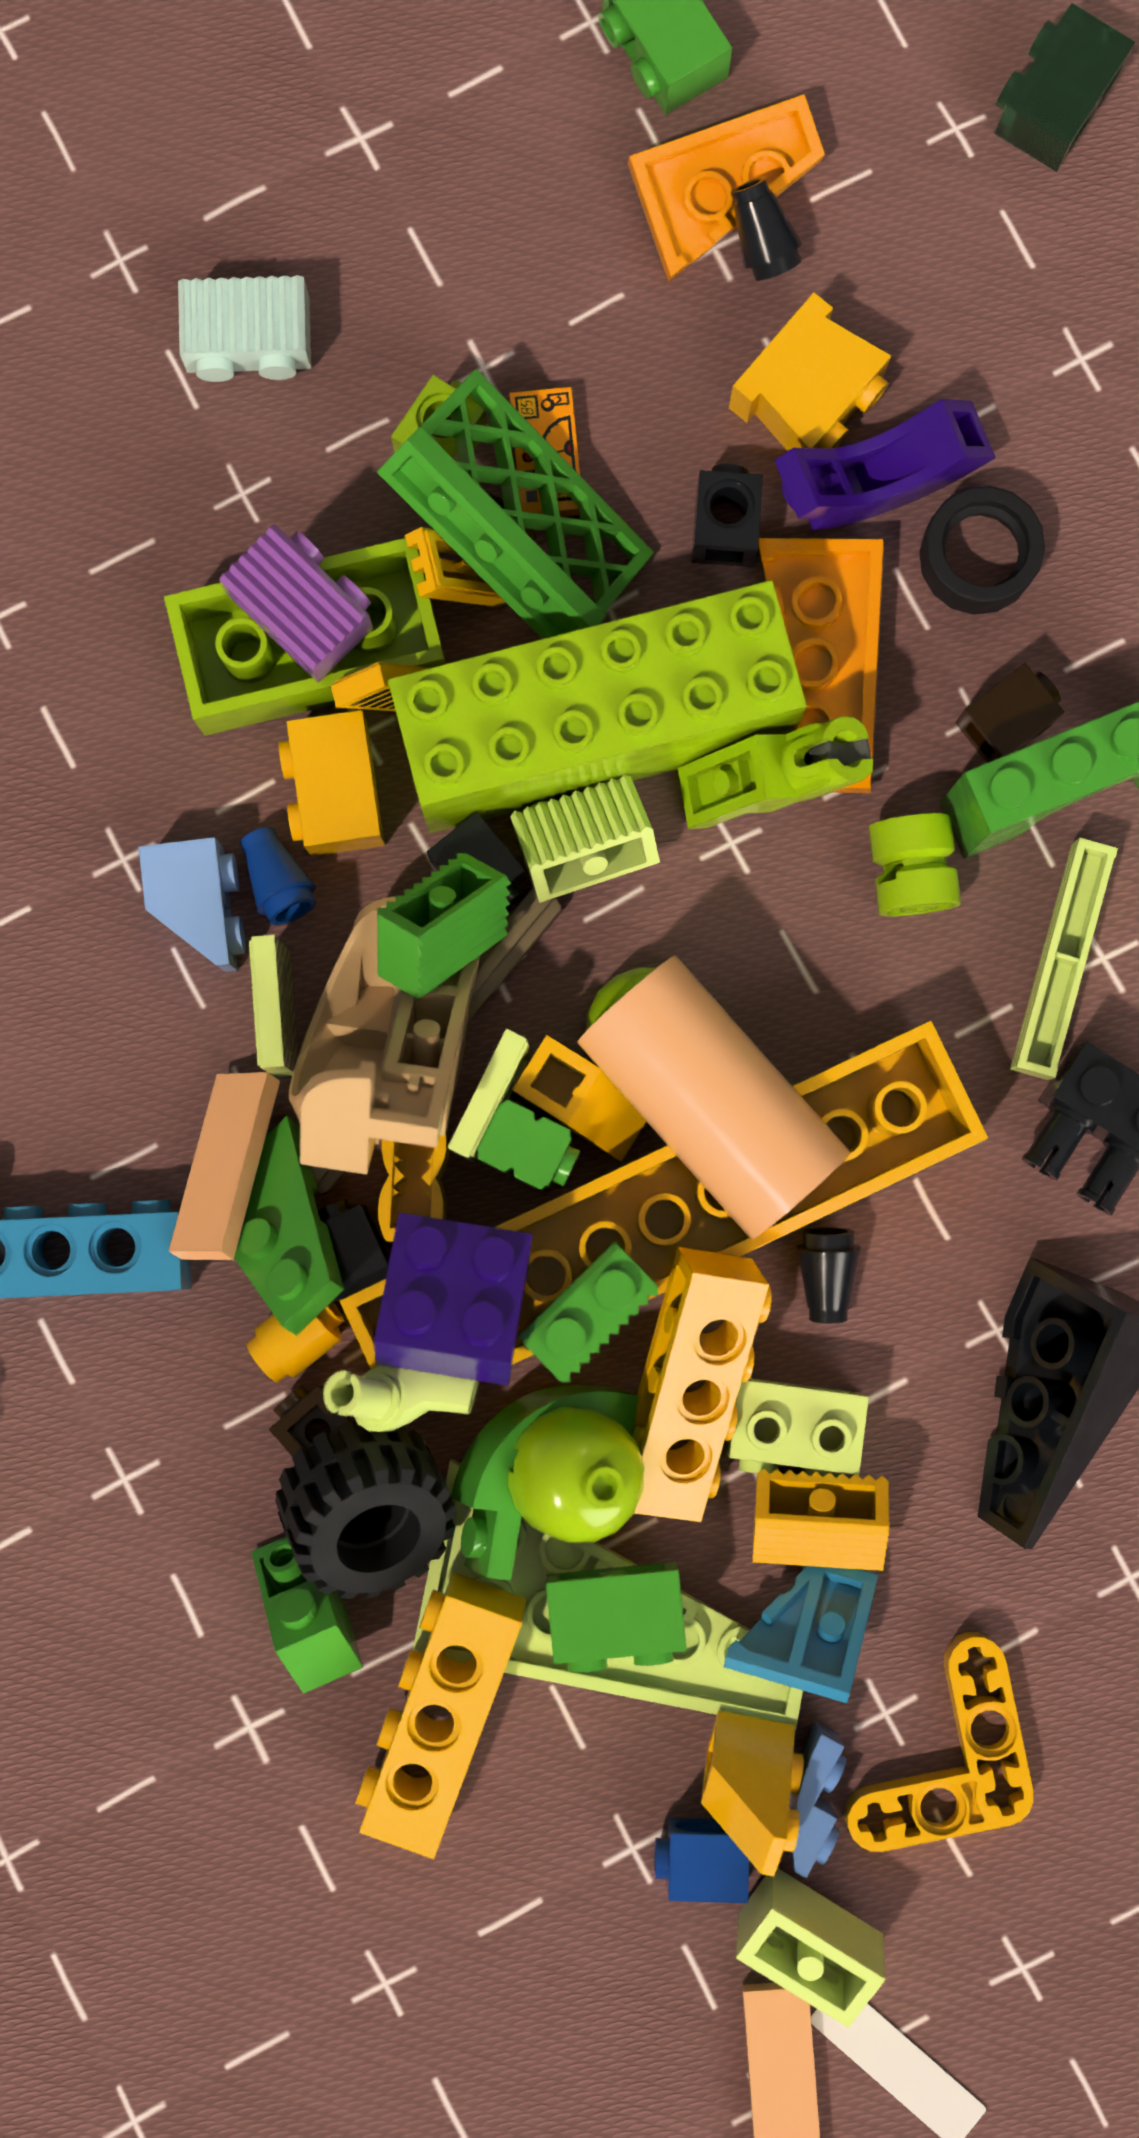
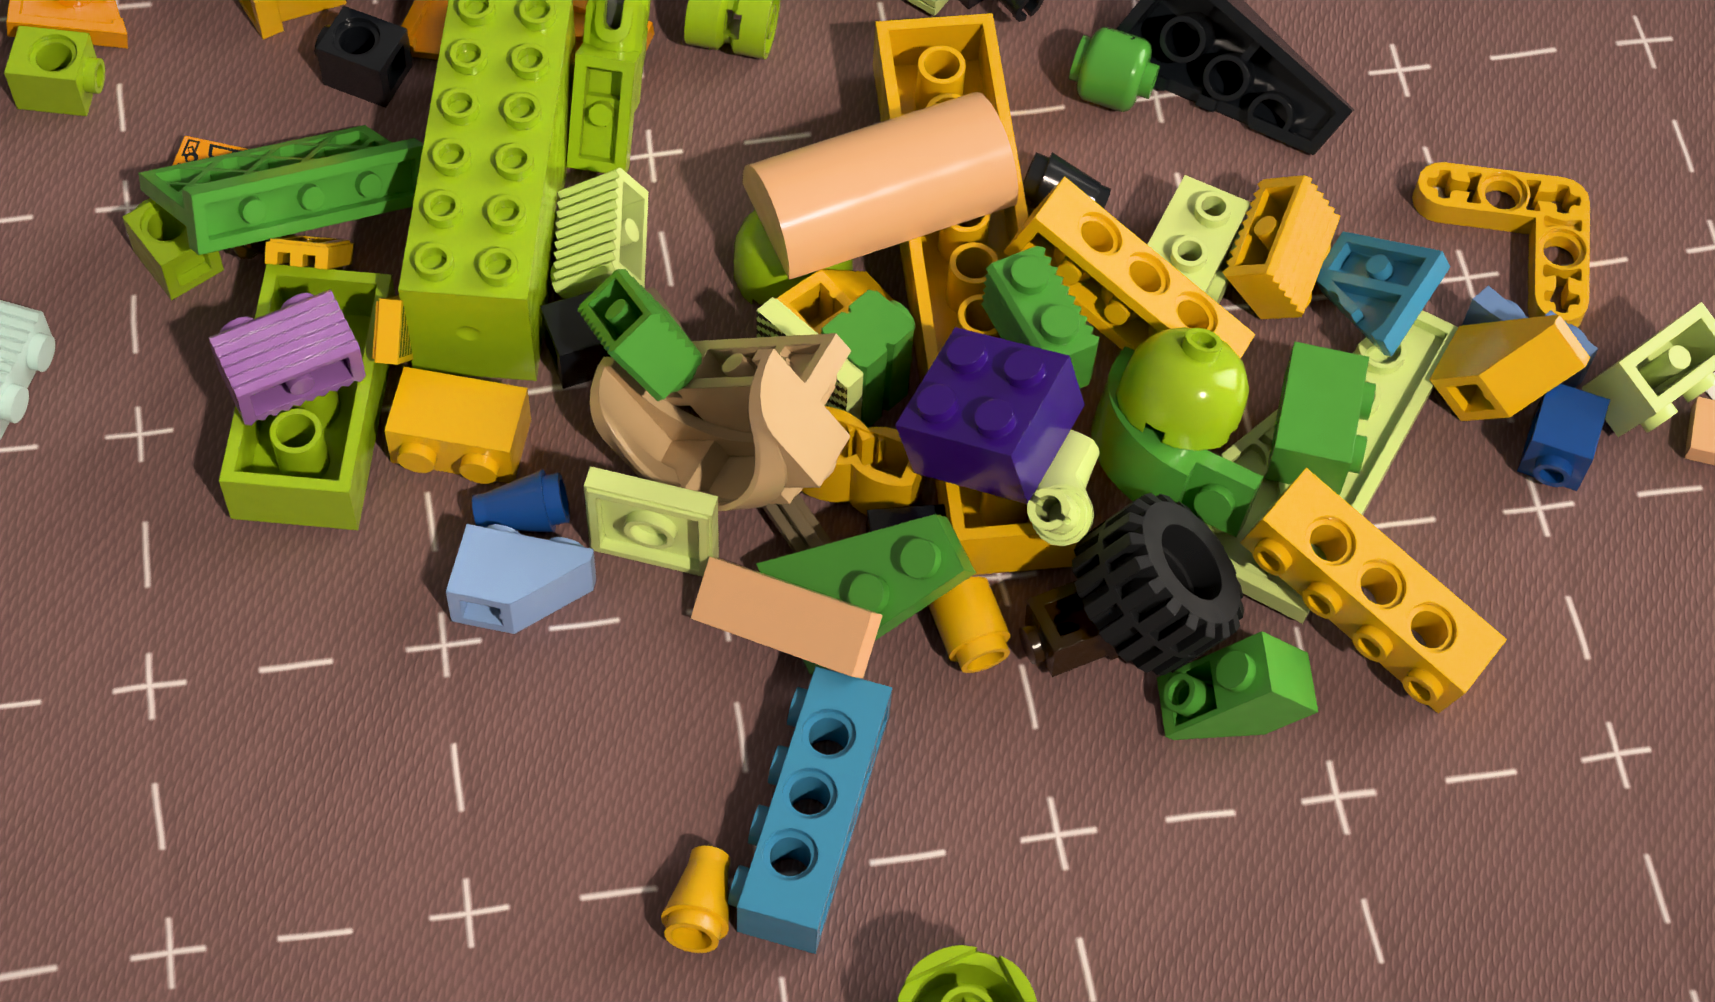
camera: 75 degrees left, 25 degrees down
(589, 204) = (54, 71): none -> lime brick
(993, 1281) = (1113, 69): none -> bright green head

